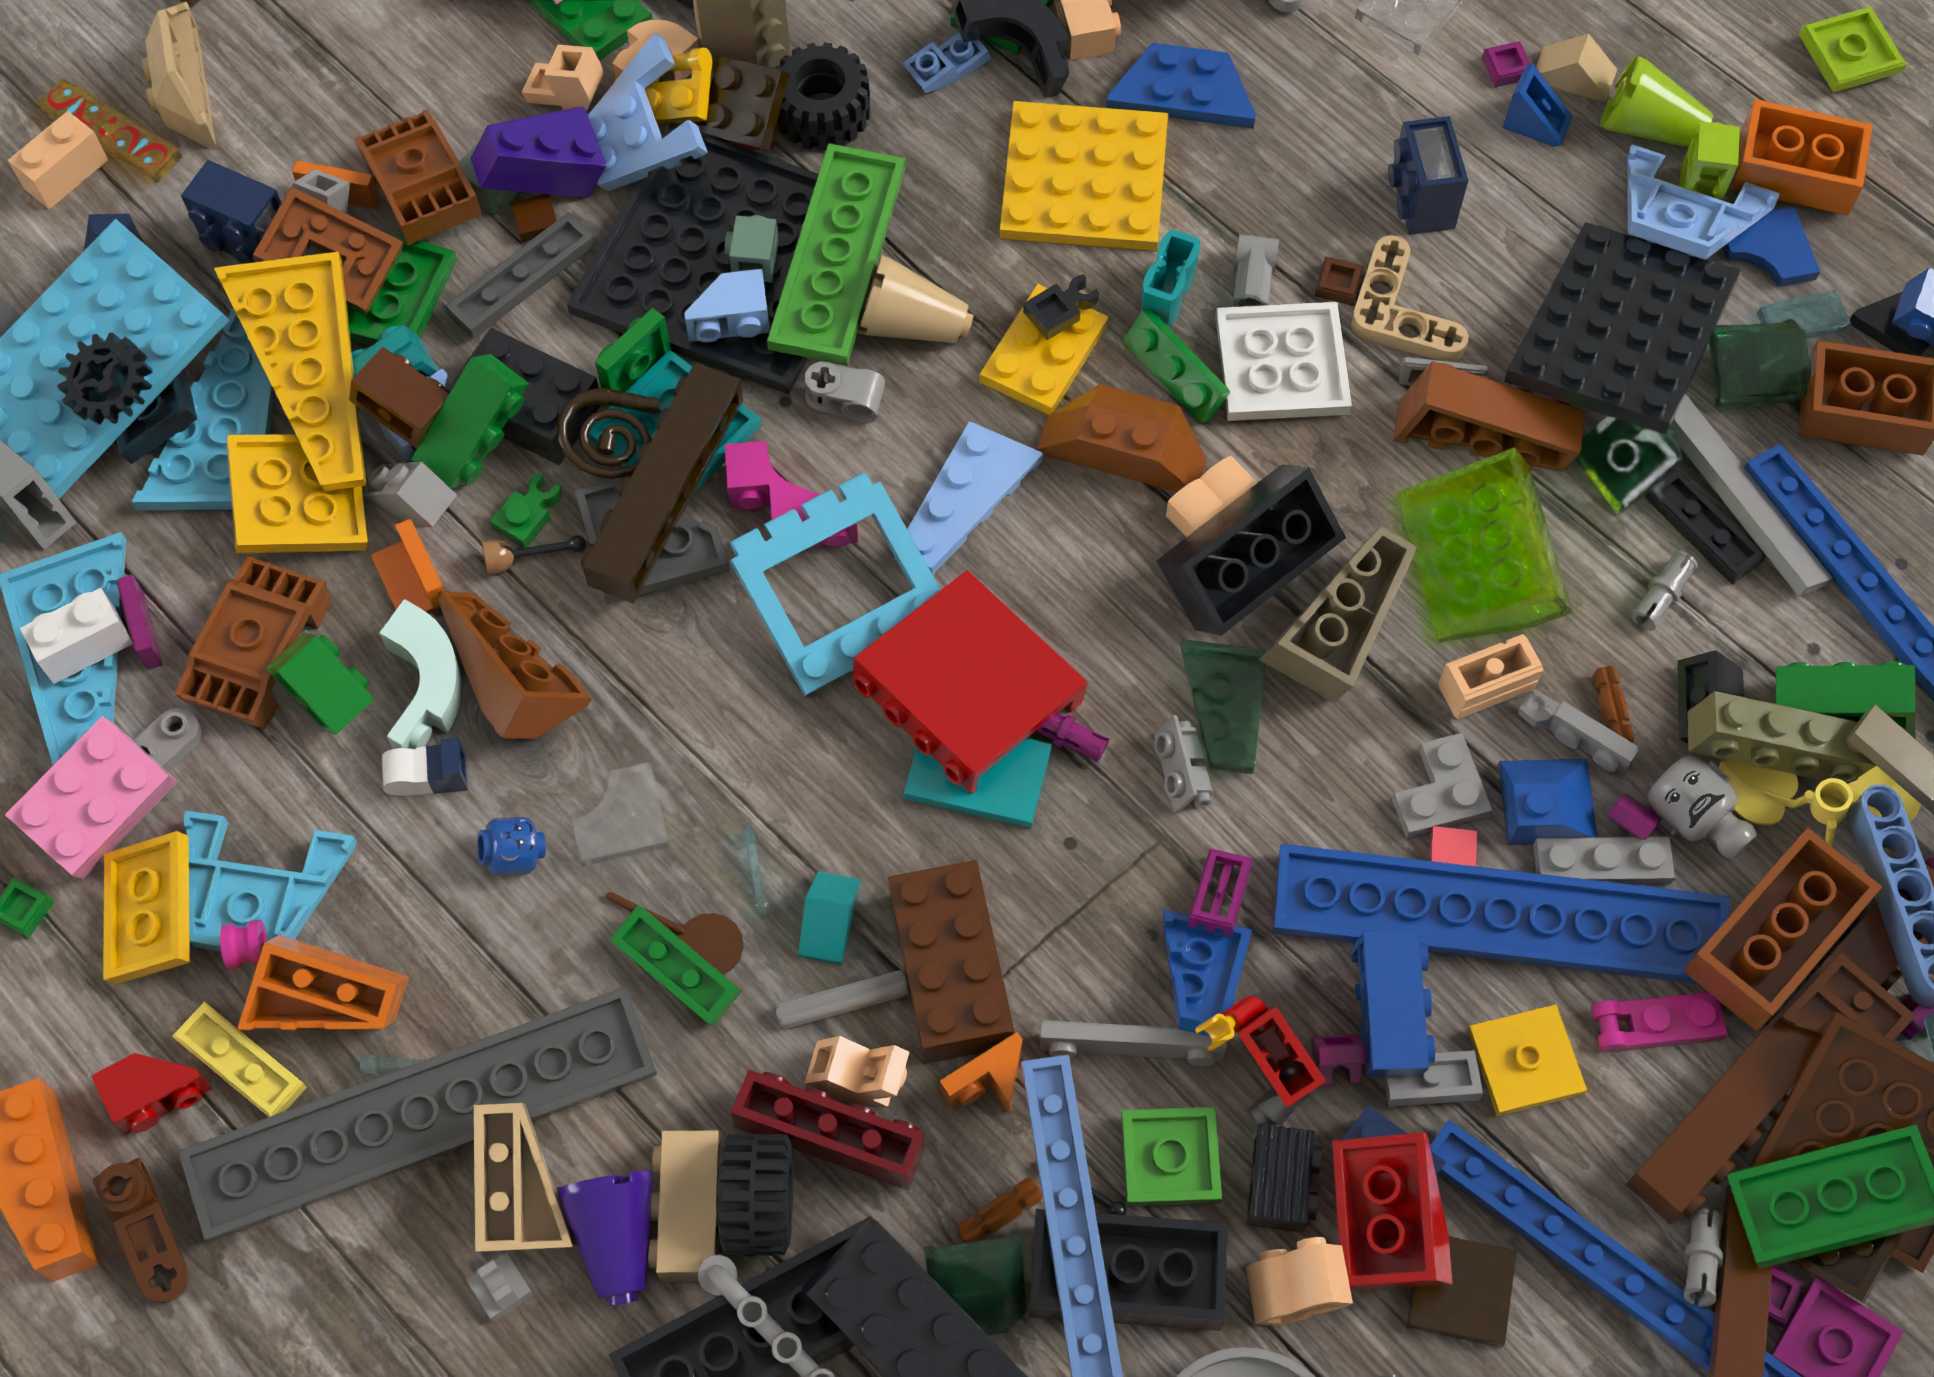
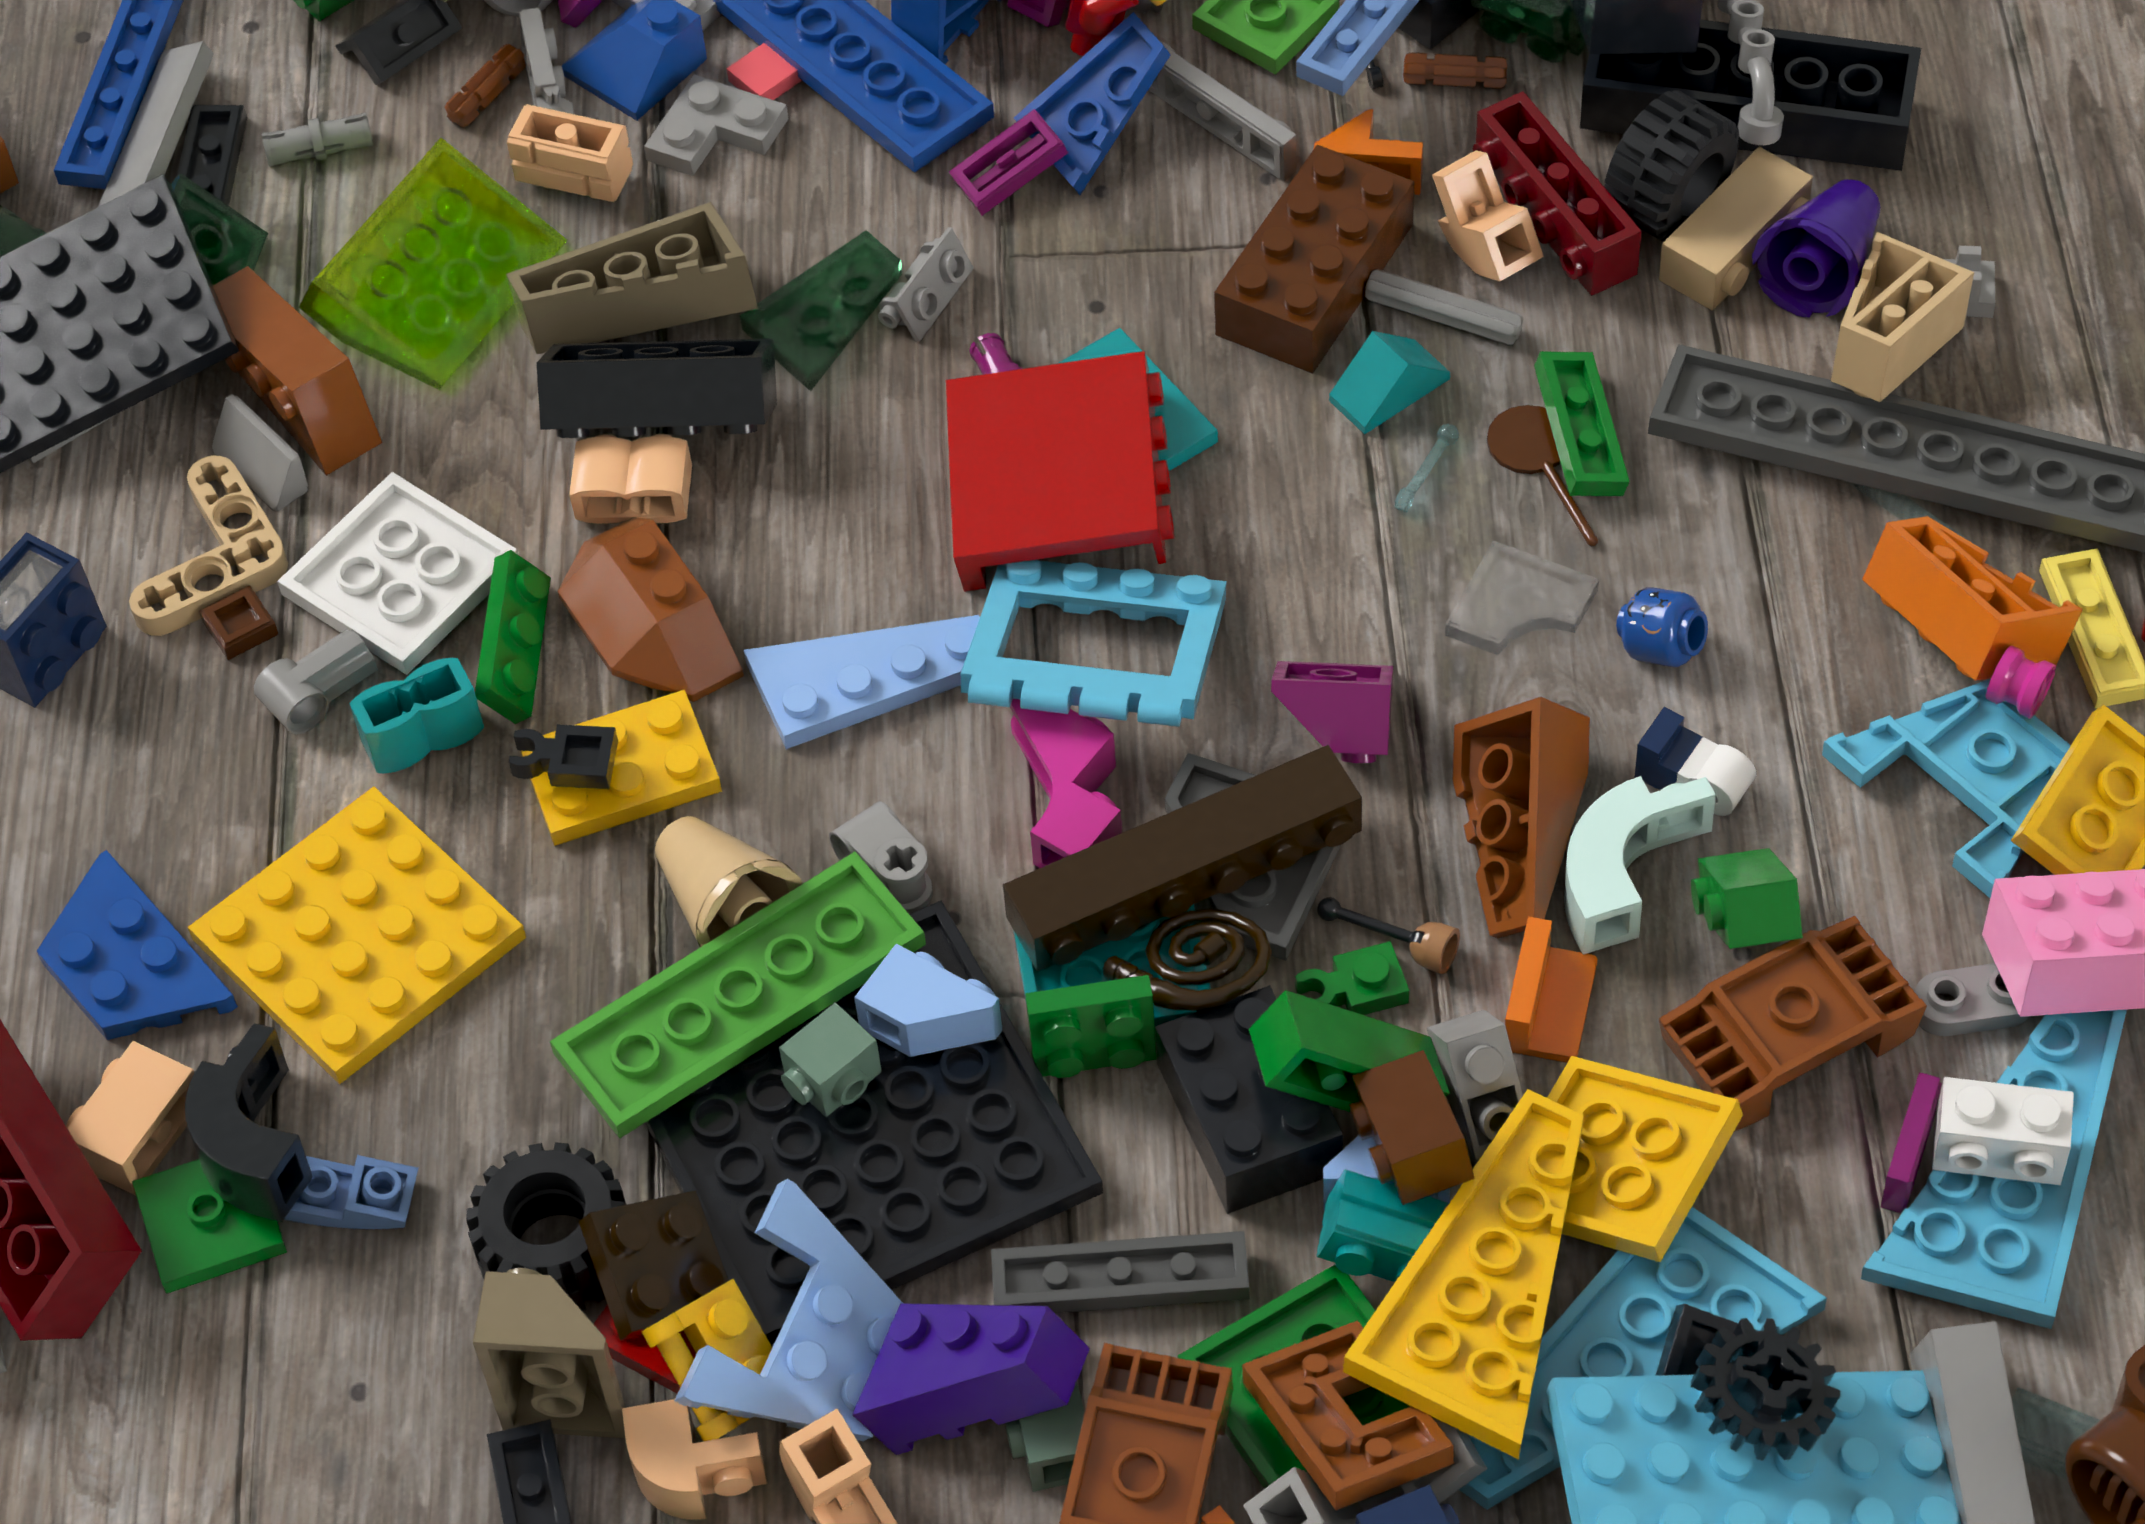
camera: 135 degrees left, 10 degrees down
(673, 657) = (1339, 705): none -> magenta slope

